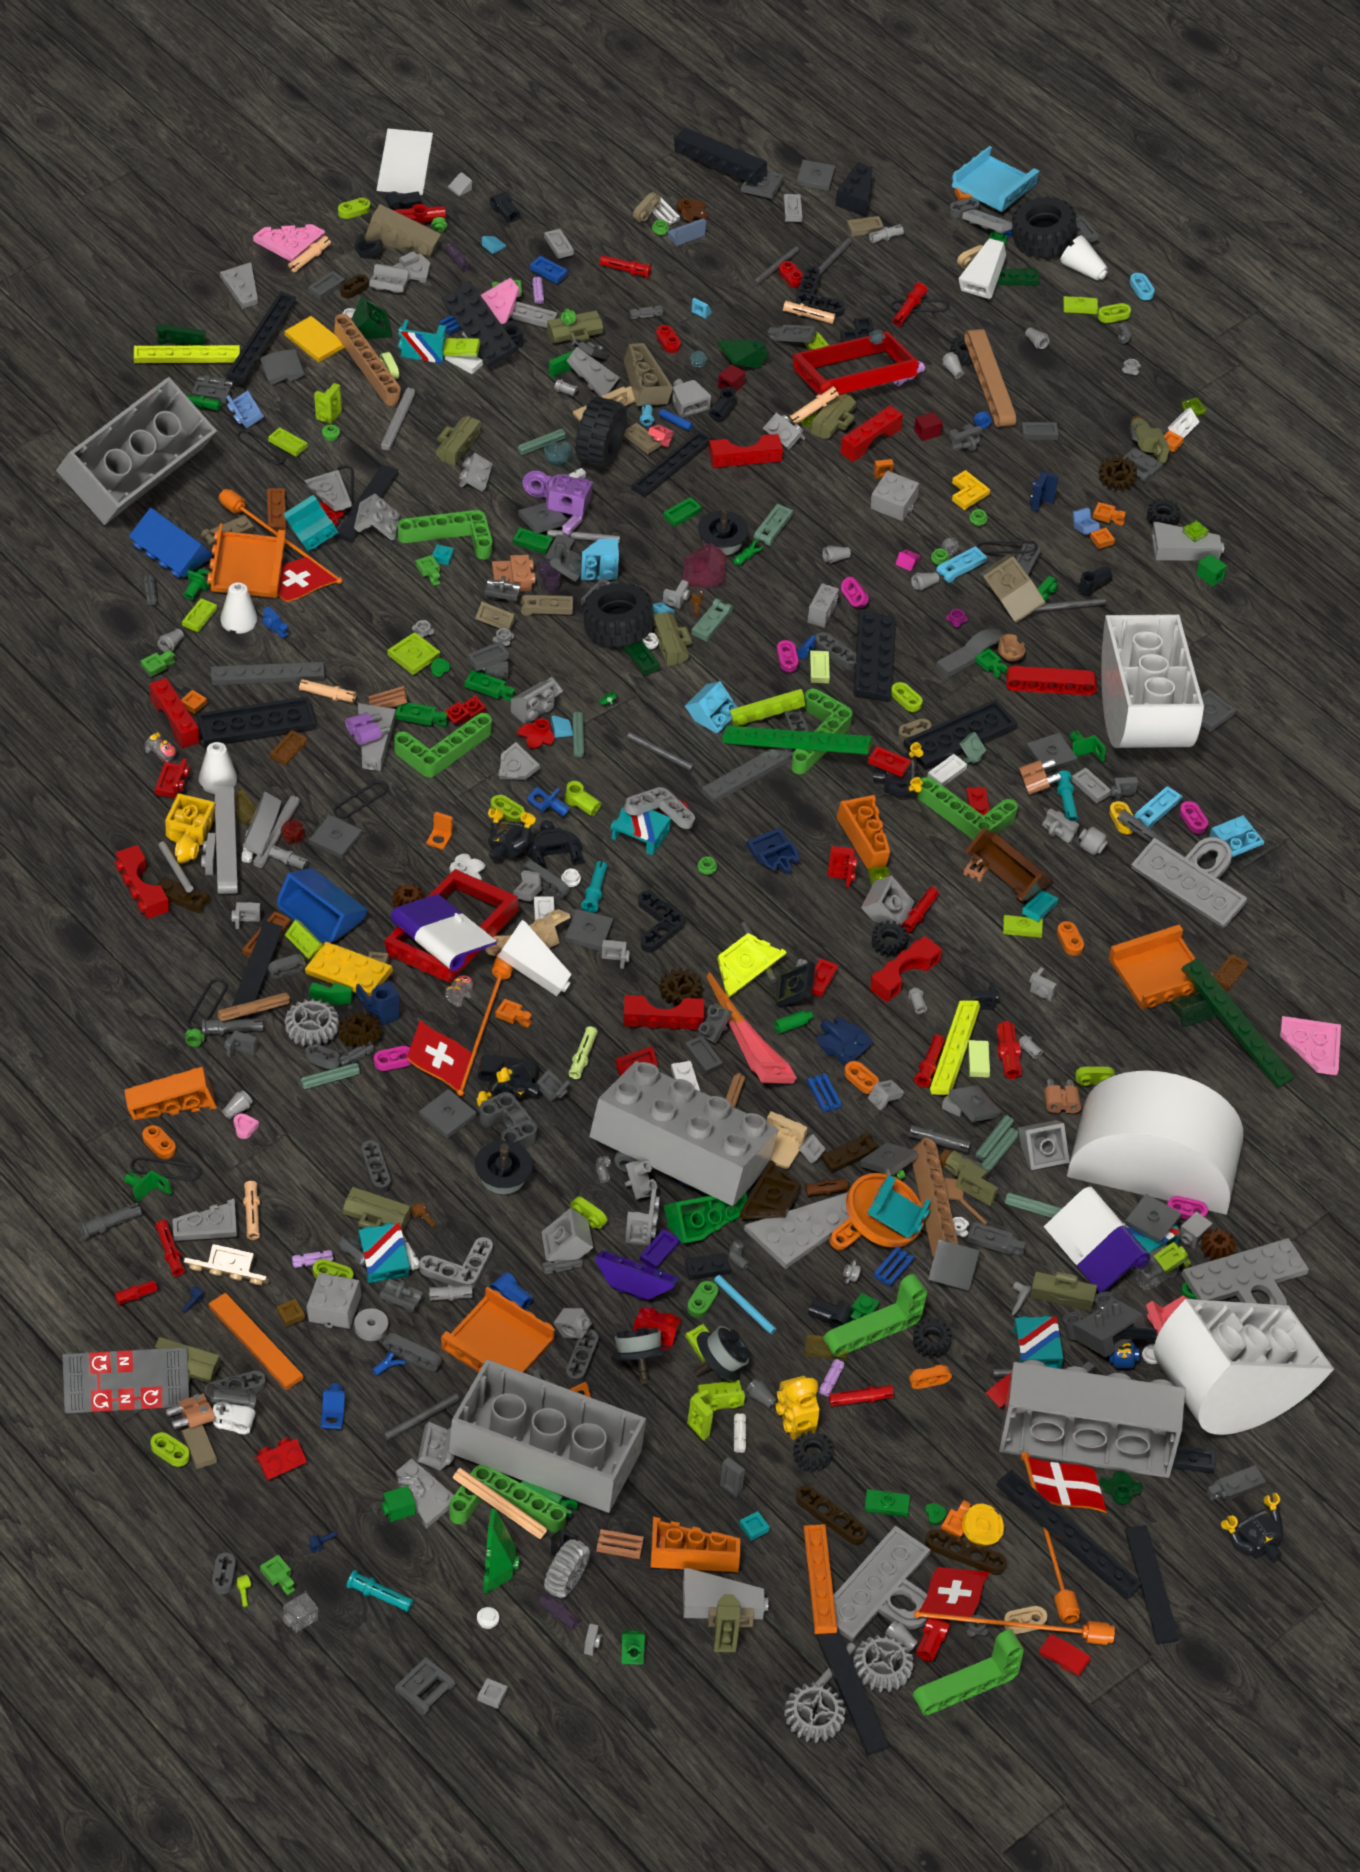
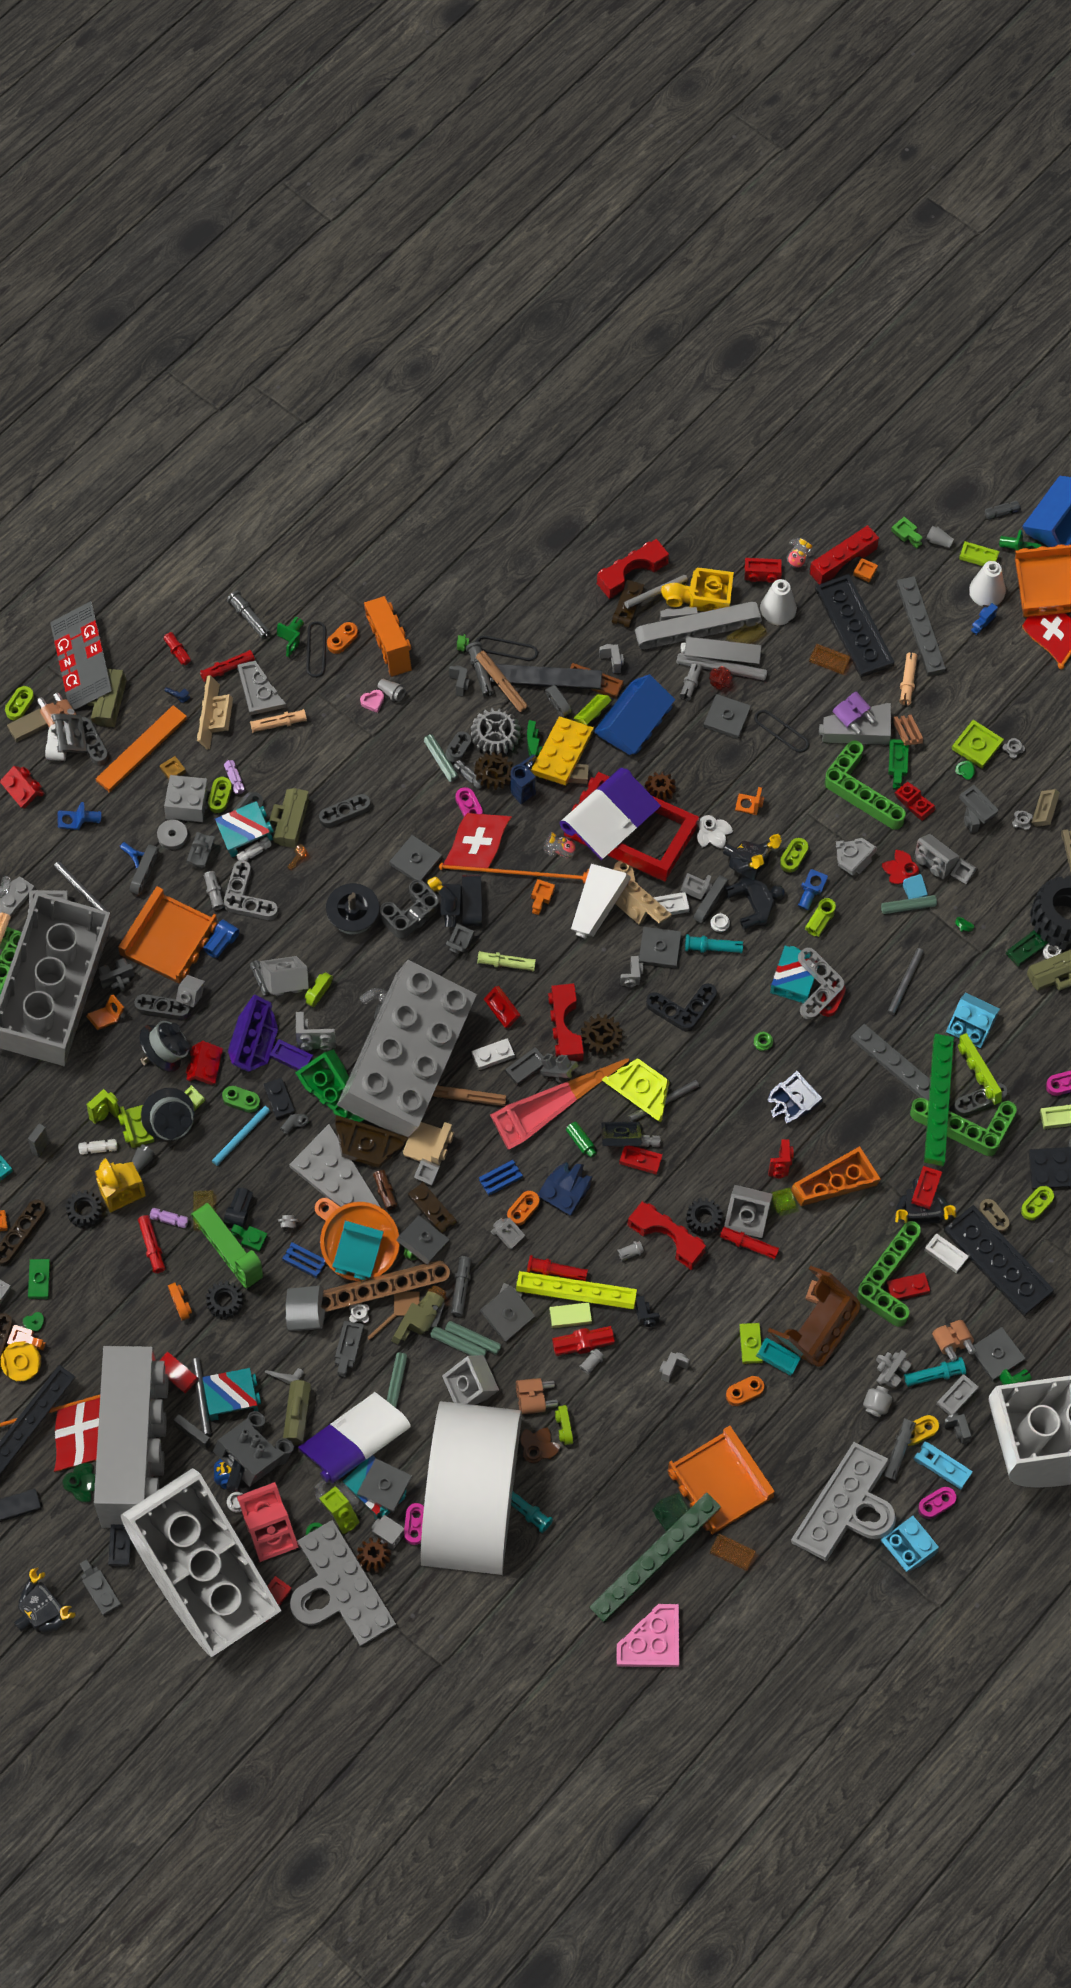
camera: 85 degrees right, 15 degrees up
(489, 685) = (951, 816): green plate -> none
(639, 1179) = (359, 1025): light grey hips -> none
(973, 748) = (973, 1270): sand green bracket -> none

